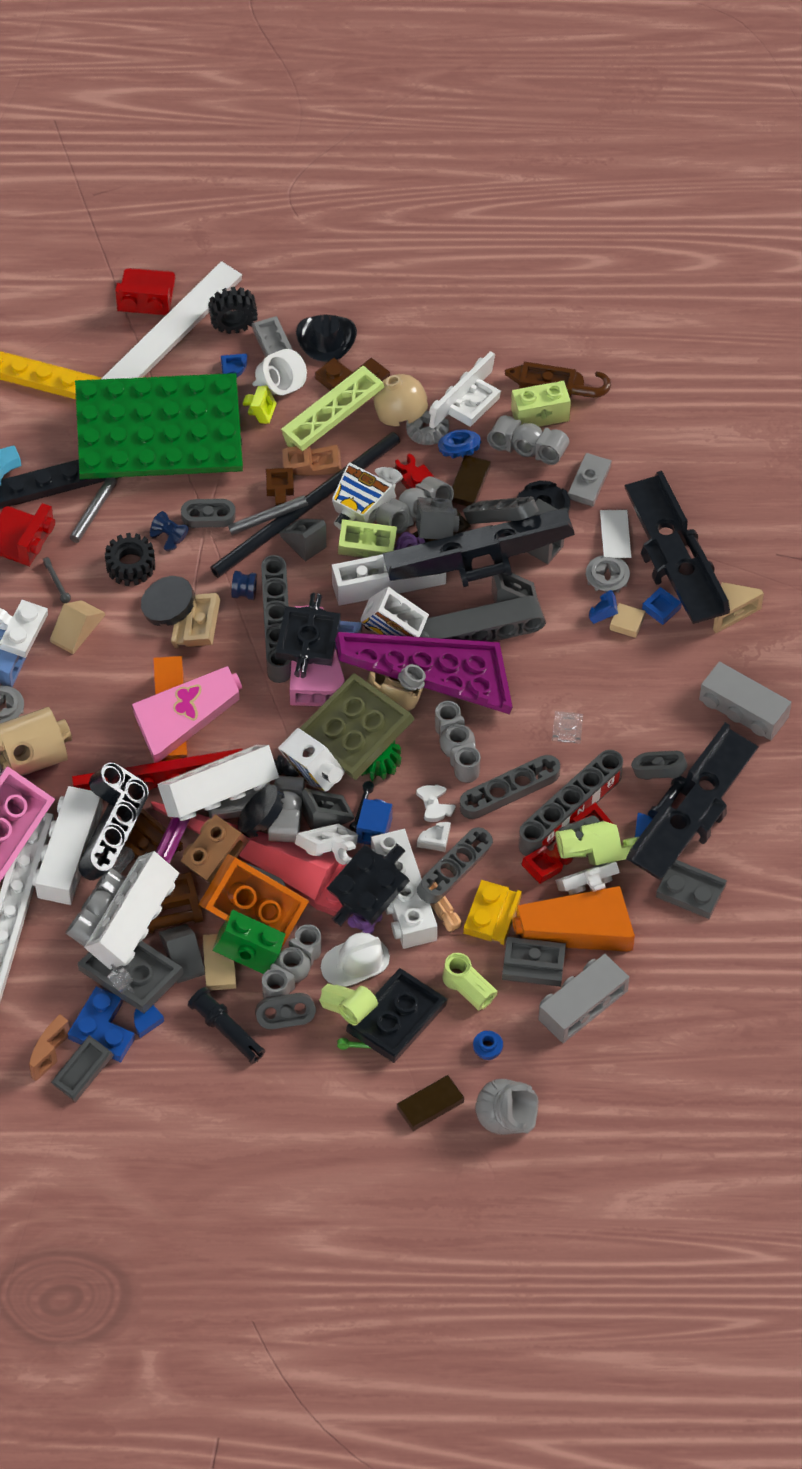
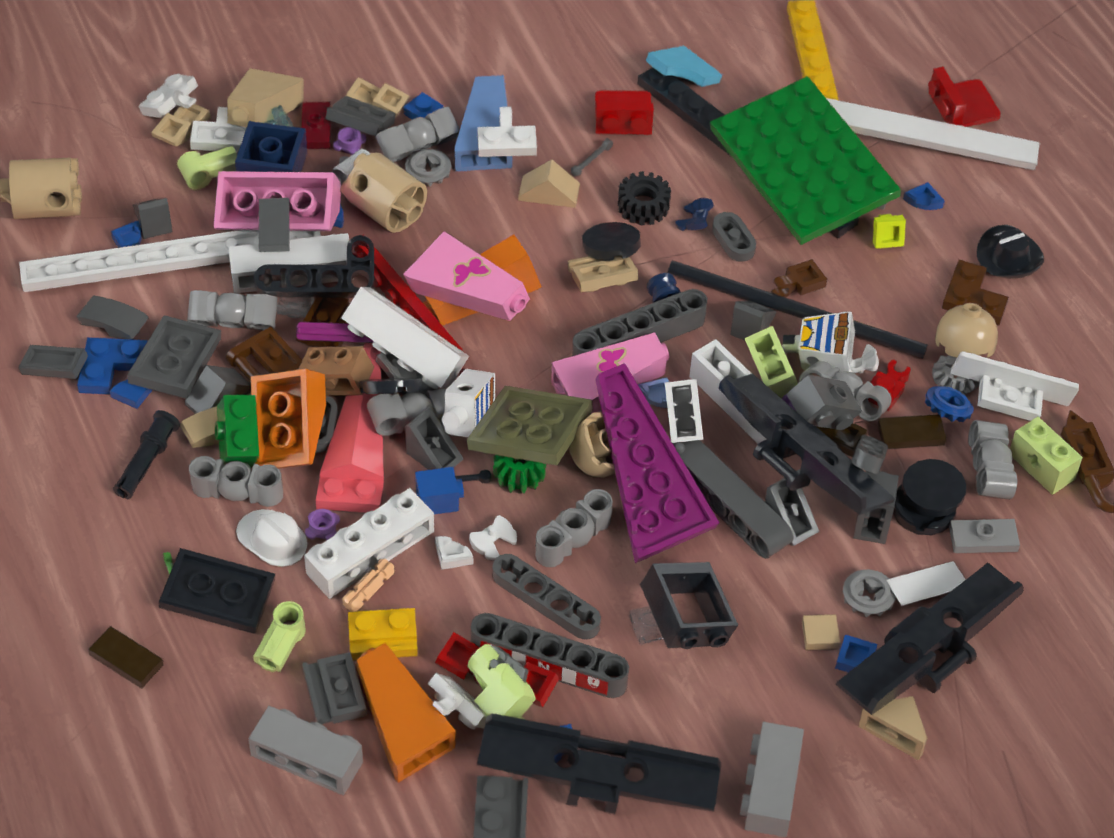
camera: 65 degrees right, 5 degrees down
(34, 836) = (274, 225): none -> dark grey tile
(44, 1052) = (58, 325): nougat slope -> none
(61, 999) = (116, 317): none -> dark grey slope
(93, 509) = (688, 155): flat silver bar -> none
(121, 979) = (145, 343): clear plate -> none
(132, 910) = (225, 324): white brick -> none
(238, 300) = (981, 165): black tyre -> none
(267, 515) = (759, 280): flat silver bar -> none
(270, 336) = (973, 215): light grey plate -> none
(281, 372) = (936, 230): white piece -> none
(285, 1013) = (180, 494): dark grey plate -> none
(308, 635) = (617, 344): black plate -> none
(312, 462) = (850, 296): nougat slope -> none
(327, 839) = (391, 457): white plate -> none
(331, 408) = (913, 278): yellowish green fence -> none
(351, 1004) = (203, 538): yellowish green piece -> none
(368, 884) = (347, 502): black plate -> none
(412, 677) = (612, 440): light grey plate -> none
(455, 865) = (414, 567): dark grey beam -> none
(488, 1052) = (214, 691): blue plate -> none
(507, 1107) = (134, 722): light grey hair -> none
(537, 482) = (933, 487): none -> black tile
(574, 677) = (683, 578): none -> black window
(605, 608) = (822, 606): blue tile -> none
(659, 765) = (638, 719): dark grey plate -> none

